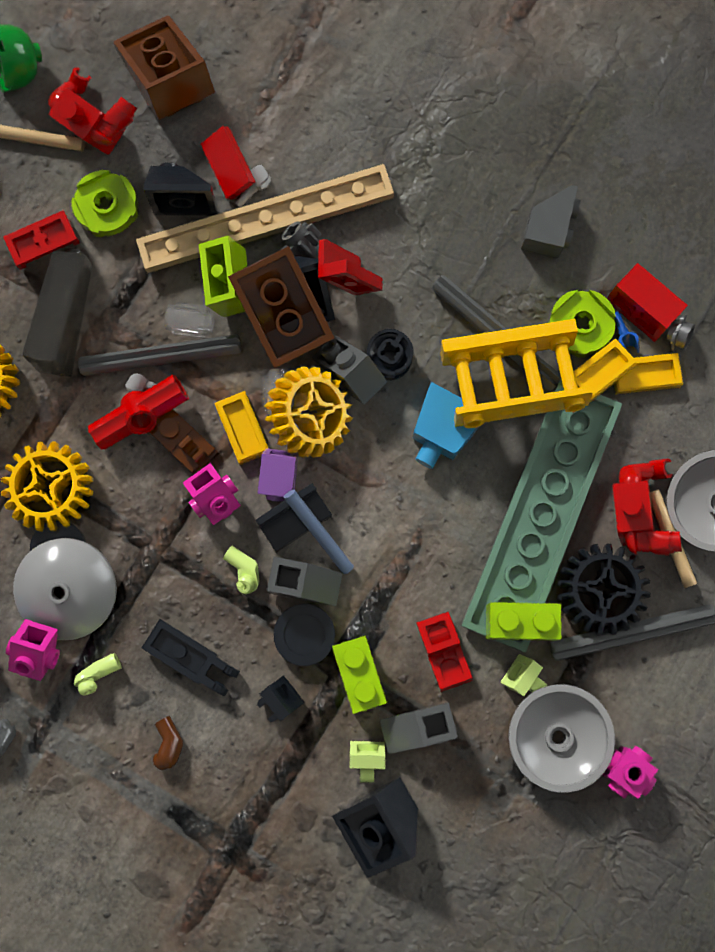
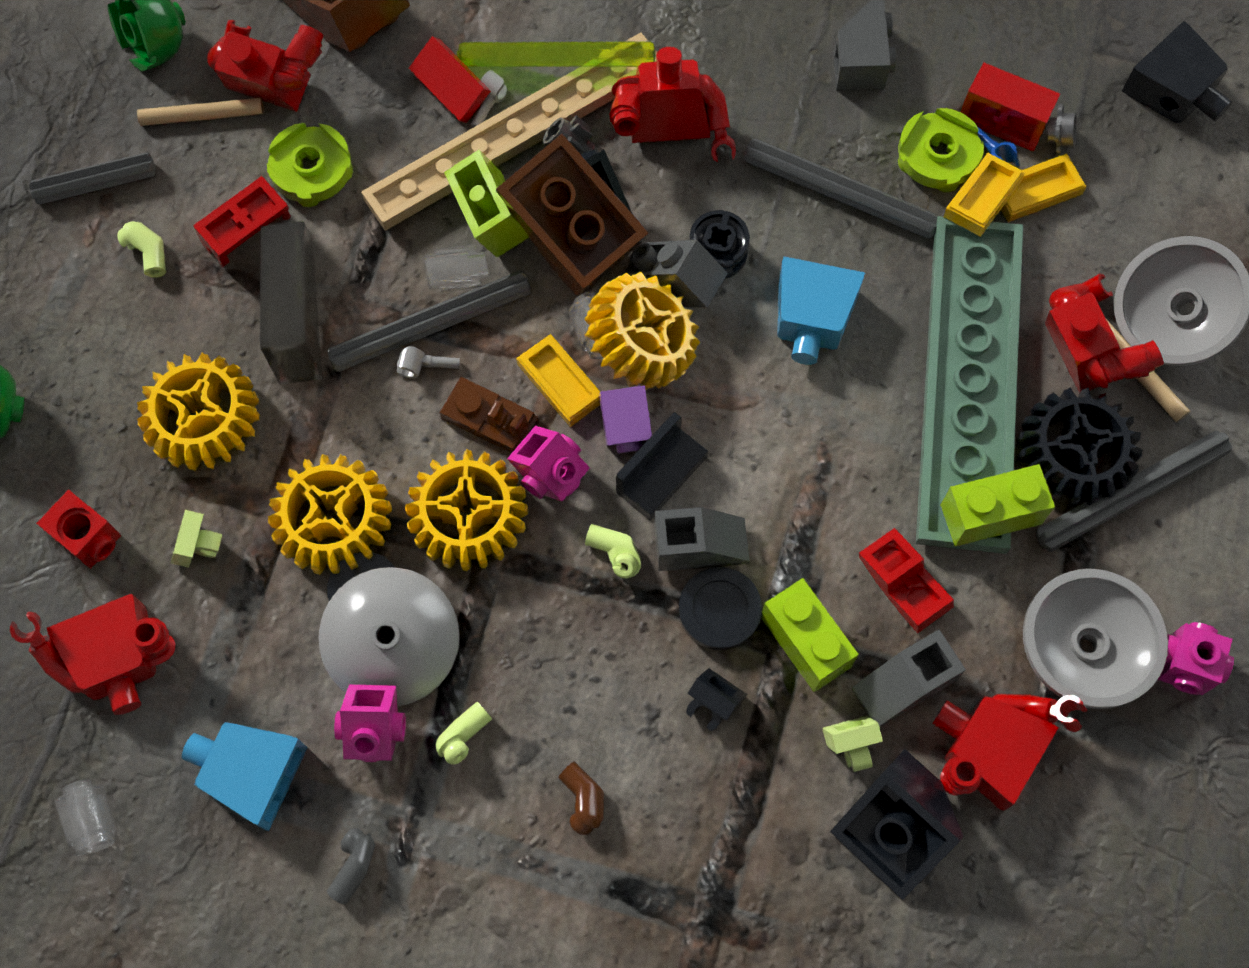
camera: 15 degrees left, 10 degrees down
(138, 412) = (441, 375): red piece -> none
(139, 524) = (448, 508): none -> yellow gear
(178, 192) = (404, 123): black slope -> none
(186, 656) = (576, 677): black hinge -> none
(313, 166) = (557, 54): none -> clear neon green axle
(318, 531) = (700, 471): sand blue bar -> none
(345, 270) = (638, 158): red panel -> none
(385, 232) = (670, 103): none -> red torso
(467, 791) = (1001, 742): none -> red torso
(523, 676) = (1017, 579): yellowish green tile -> none
(524, 342) = (883, 180): yellow fence -> none

